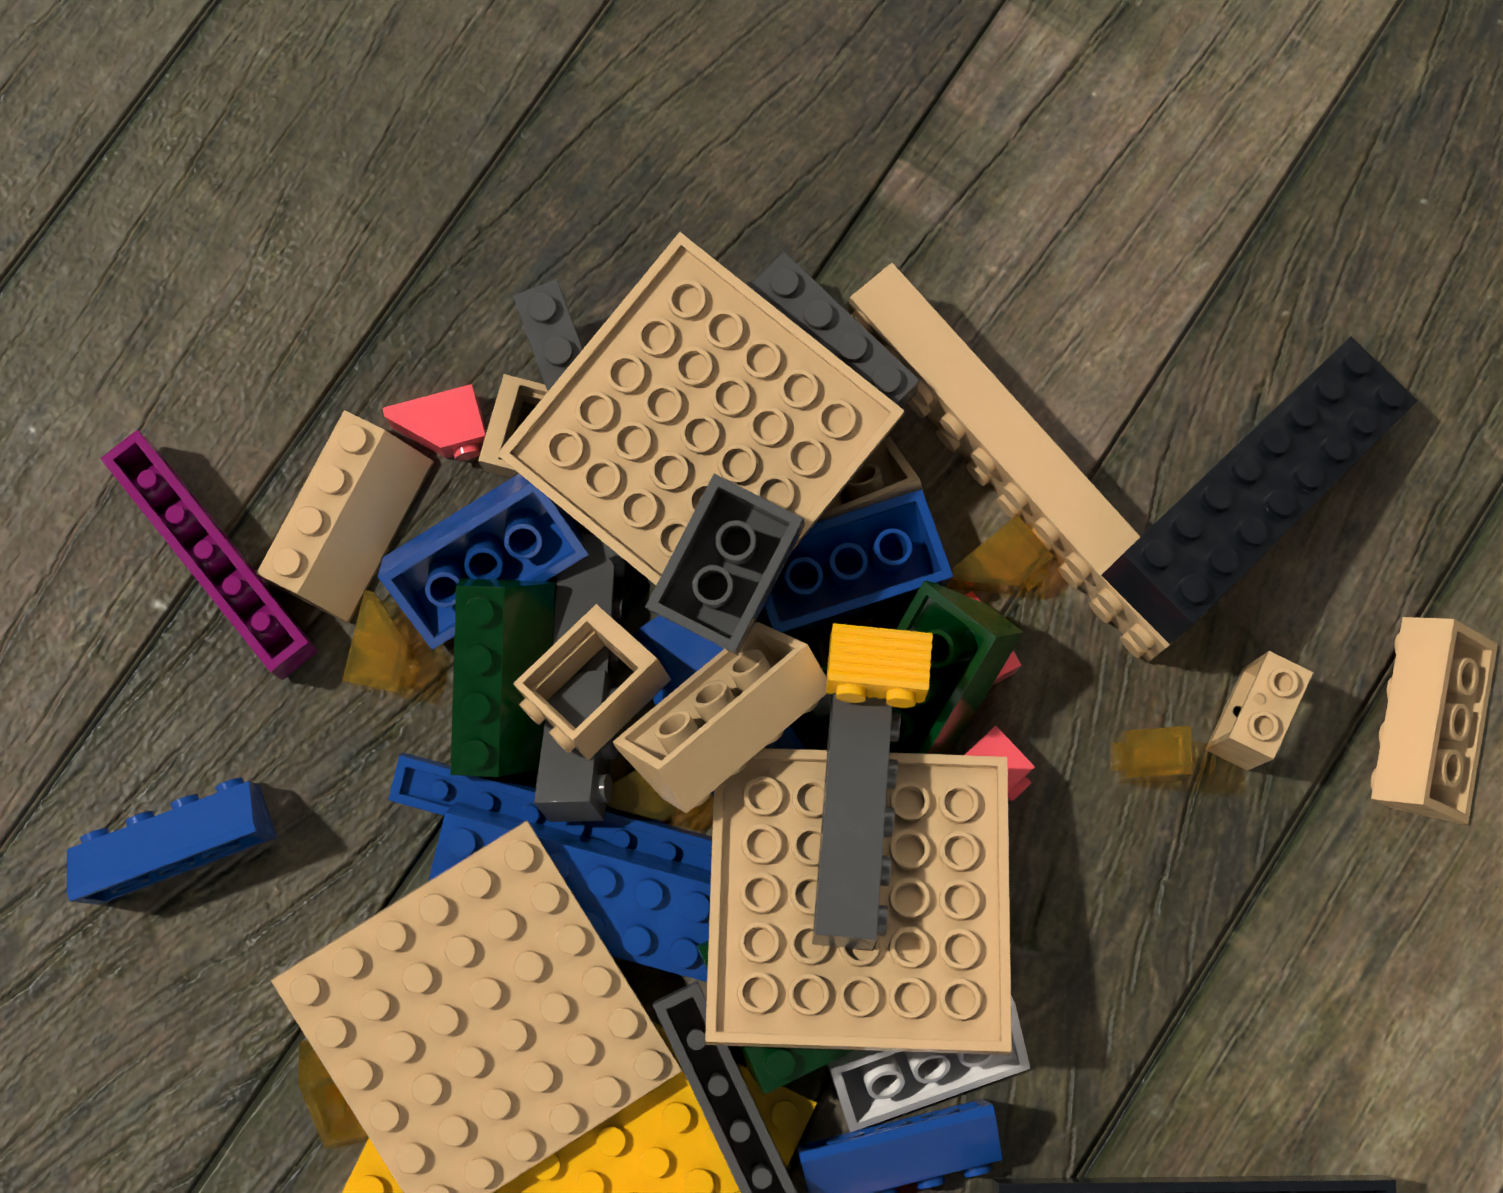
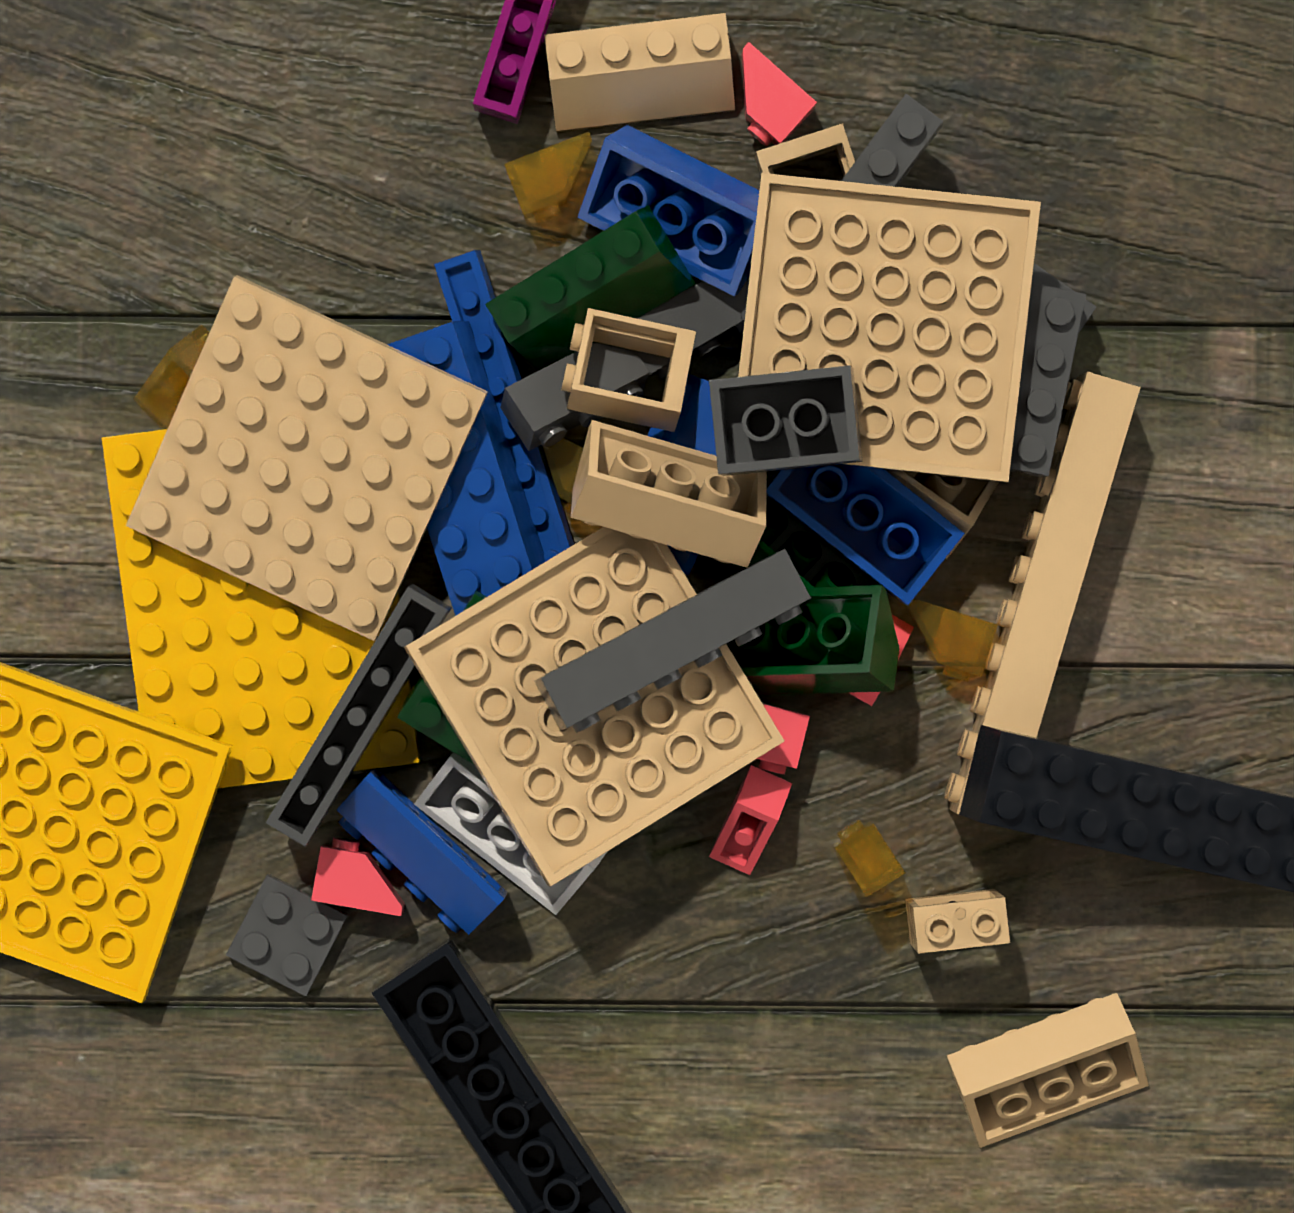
camera: 55 degrees right, 10 degrees up
(168, 843) = (286, 112): blue slope -> none
(879, 665) = (786, 593): yellow brick -> none
(1054, 837) = (751, 820): none -> coral slope

